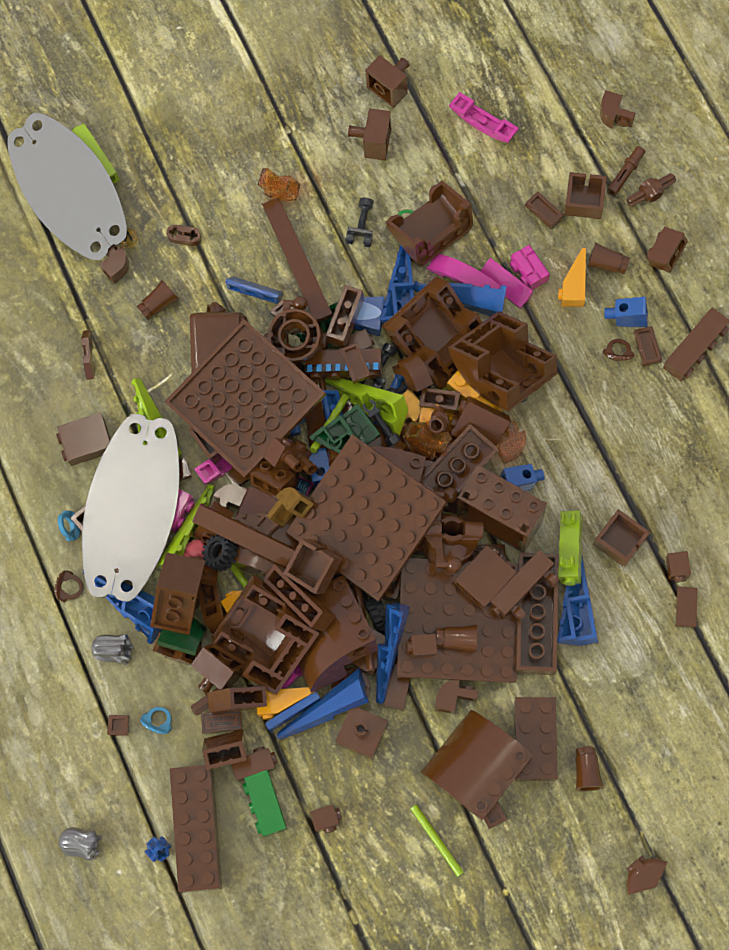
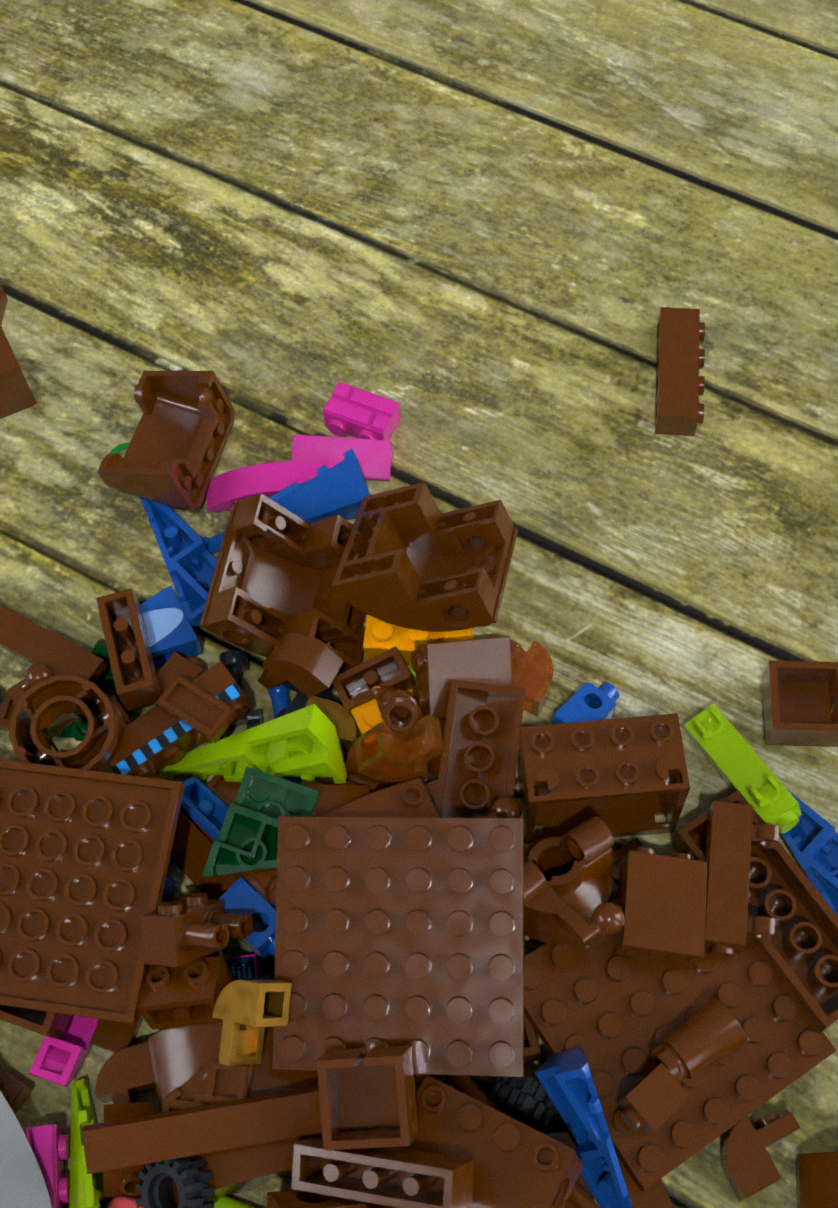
camera: 40 degrees left, 10 degrees down
(335, 413) = (217, 818): lime bar -> none
(365, 205) = (48, 478): black bar -> none
(391, 438) = (339, 788): black bar -> none
(482, 120) = (145, 270): dark pink slope -> none
(544, 210) = (323, 331): reddish brown tile -> none
(573, 286) = (447, 401): light orange slope -> none
(583, 199) = (377, 280): reddish brown piece -> none
(608, 259) = (464, 337): reddish brown plant -> none
(612, 113) = (324, 158): reddish brown brick -> none
(626, 355) = (569, 459): reddish brown piece -> none
(629, 165) = (399, 205): reddish brown pin -> none
(629, 312) = (553, 383): blue torso -> none
(647, 346) = (611, 417): reddish brown tile -> none
(651, 190) = (452, 219): reddish brown axle -> none
(667, 249) = (536, 275): reddish brown brick -> none

